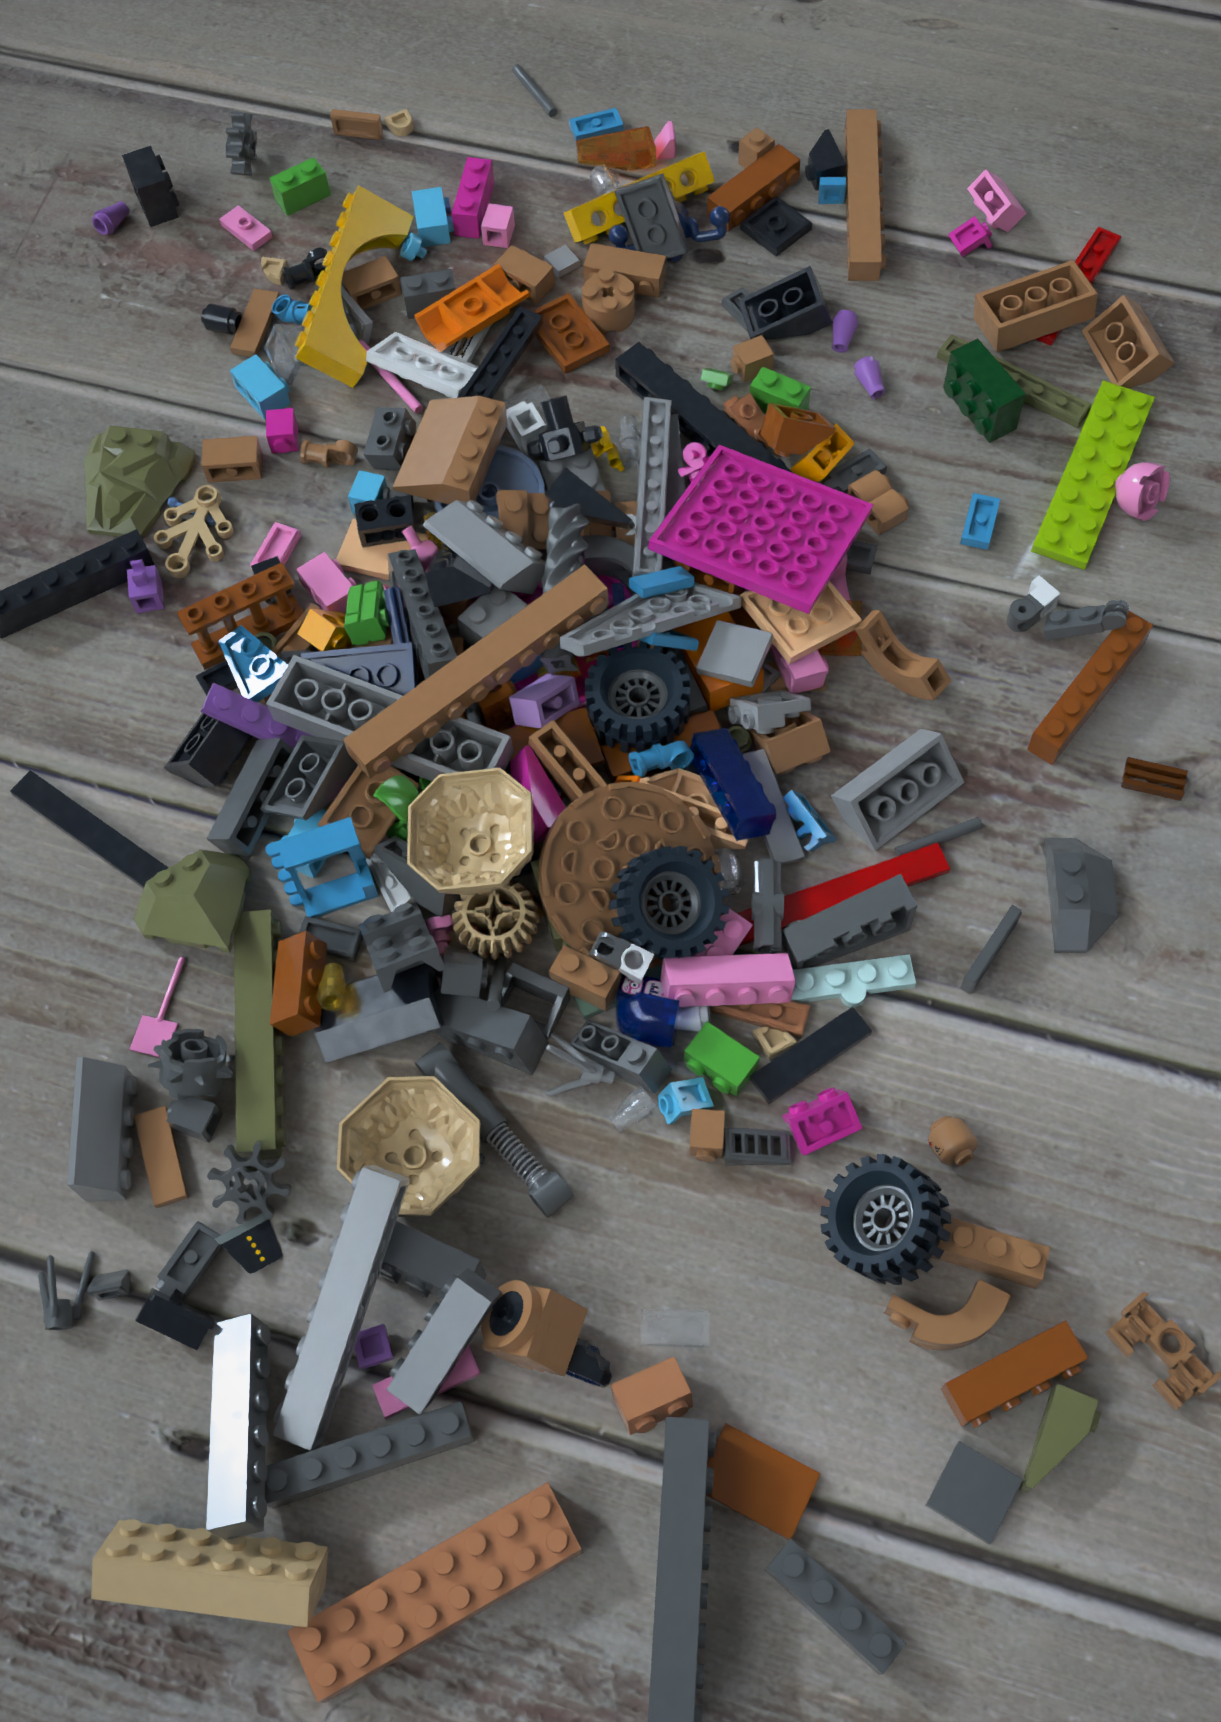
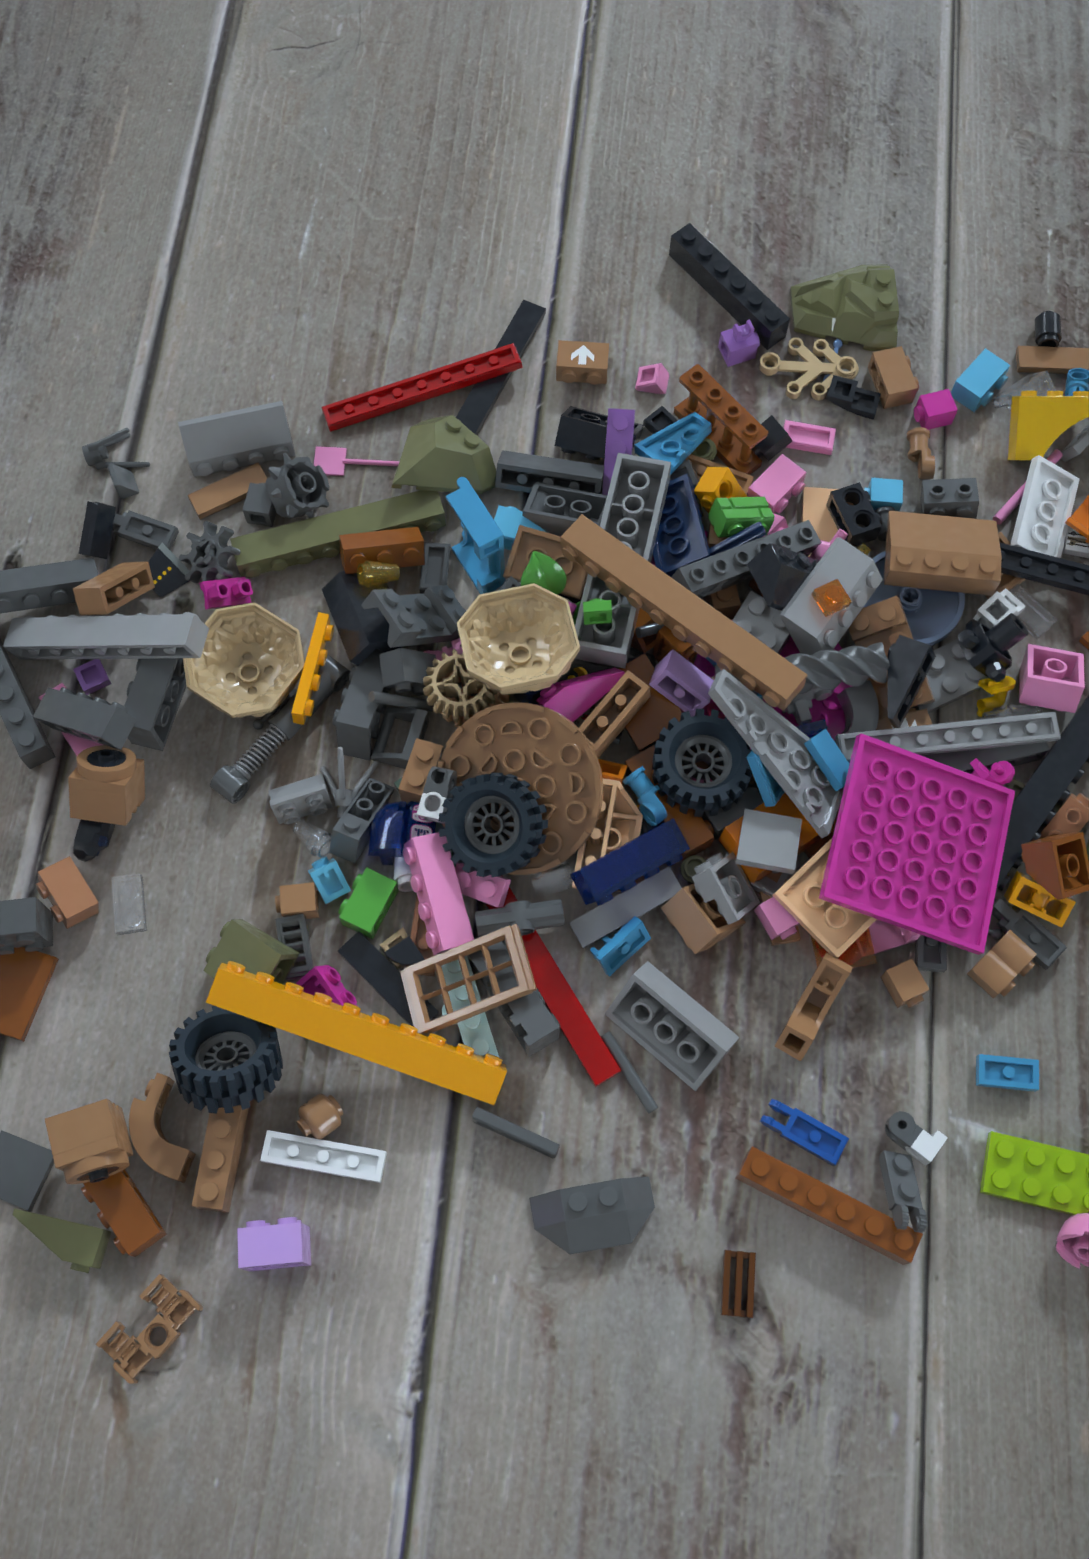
camera: 75 degrees right, 5 degrees up
(91, 919) = (422, 387): none -> red tile
(115, 743) = (582, 362): none -> medium nougat brick
(156, 681) = (652, 379): none -> bright pink slope
(244, 499) = (856, 400): none -> black slope
(272, 1294) = (113, 588): none -> medium nougat brick
(305, 1166) = (226, 592): none -> dark pink hips
(452, 1076) = (310, 679): none -> light orange plate
(458, 749) = (597, 611): none -> bright green plate
(493, 539) = (831, 597): none -> clear orange plate
(582, 1121) = (300, 799): none -> light grey bracket
(606, 395) = (1051, 678): none -> bright pink brick
(775, 1189) = (252, 949): none -> olive slope
(785, 1027) = (405, 953): none -> black tile
(841, 1021) = (518, 961): none -> medium nougat piece
(874, 1081) = (356, 1032): none -> light orange brick
(885, 582) = (905, 984): none -> medium nougat brick
(970, 1374) = (90, 1142): none -> medium nougat piece
(994, 1145) = (323, 1156): none -> white plate
(1018, 692) = (807, 1133): none -> blue hinge
(1091, 1198) = (273, 1246): none -> lavender brick

